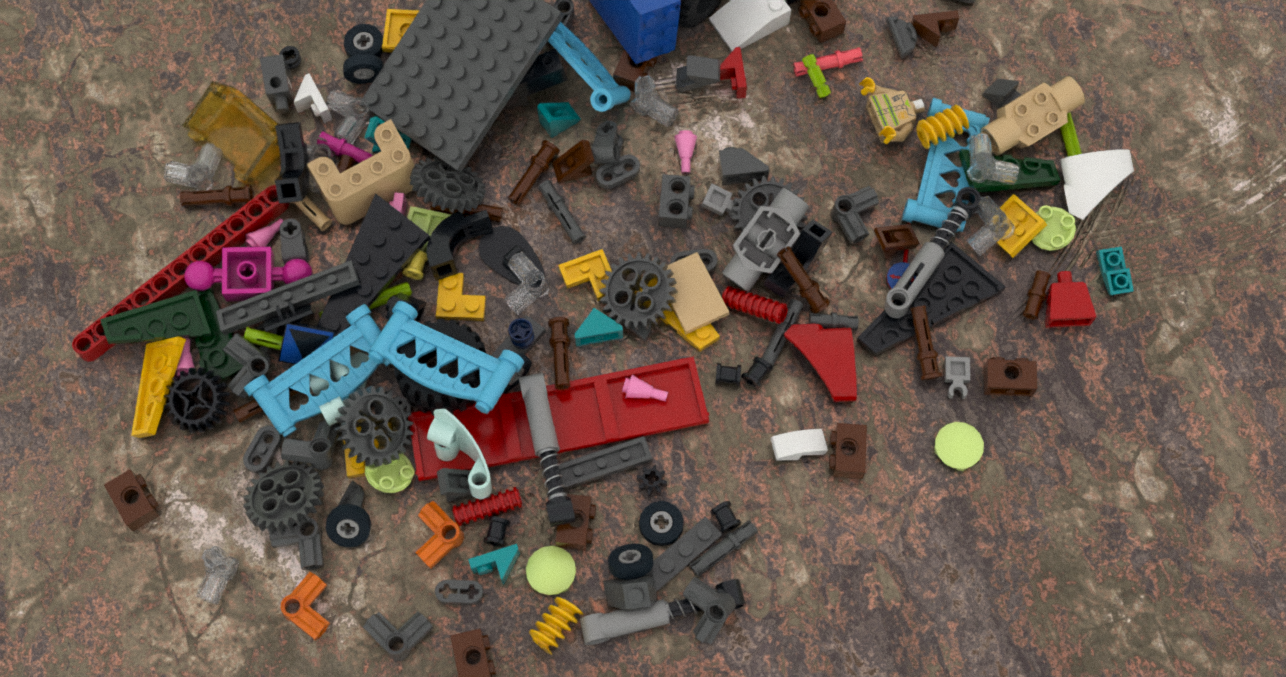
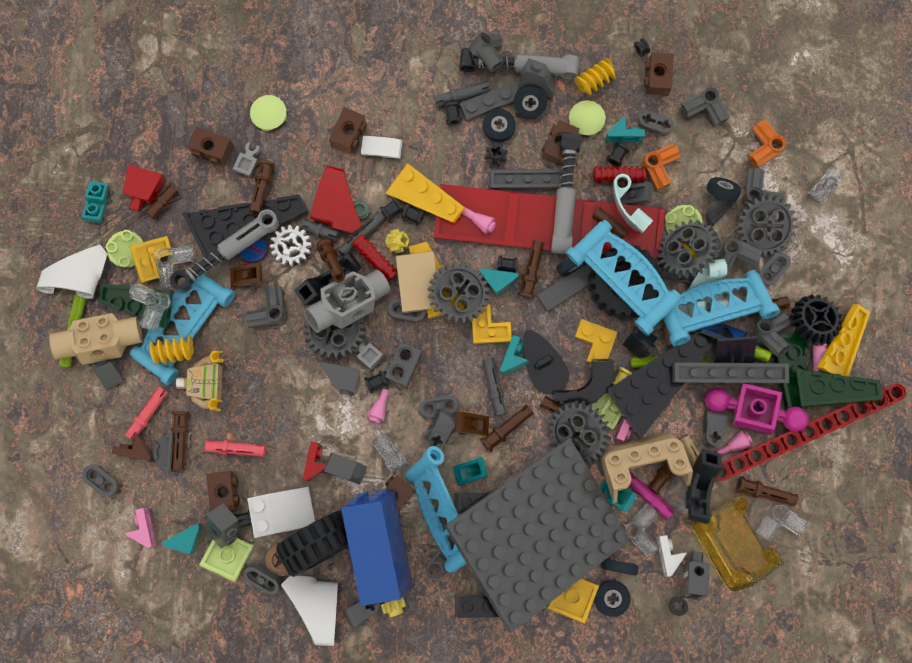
camera: 160 degrees left, 10 degrees up
(122, 489) = (881, 250): reddish brown brick -> none
(485, 437) = (617, 228): none -> reddish brown pin
(520, 328) = (559, 288): dark blue wheel -> none
(528, 273) = (538, 340): clear piece -> none
(549, 245) = (511, 360): none -> teal slope
(593, 351) = (507, 264): none -> black bush
(700, 174) = (375, 382): none -> black bush
(724, 399) = (421, 192): none -> yellow wing
(735, 335) = (397, 241): none -> light yellow gear
(794, 361) = (362, 210): none -> sand green plate
(816, 75) = (250, 436): lime axle -> none
(869, 287) = (293, 237): none -> white gear
(896, 60) = (179, 429): none -> reddish brown pin
(943, 57) = (146, 413): none -> coral pin

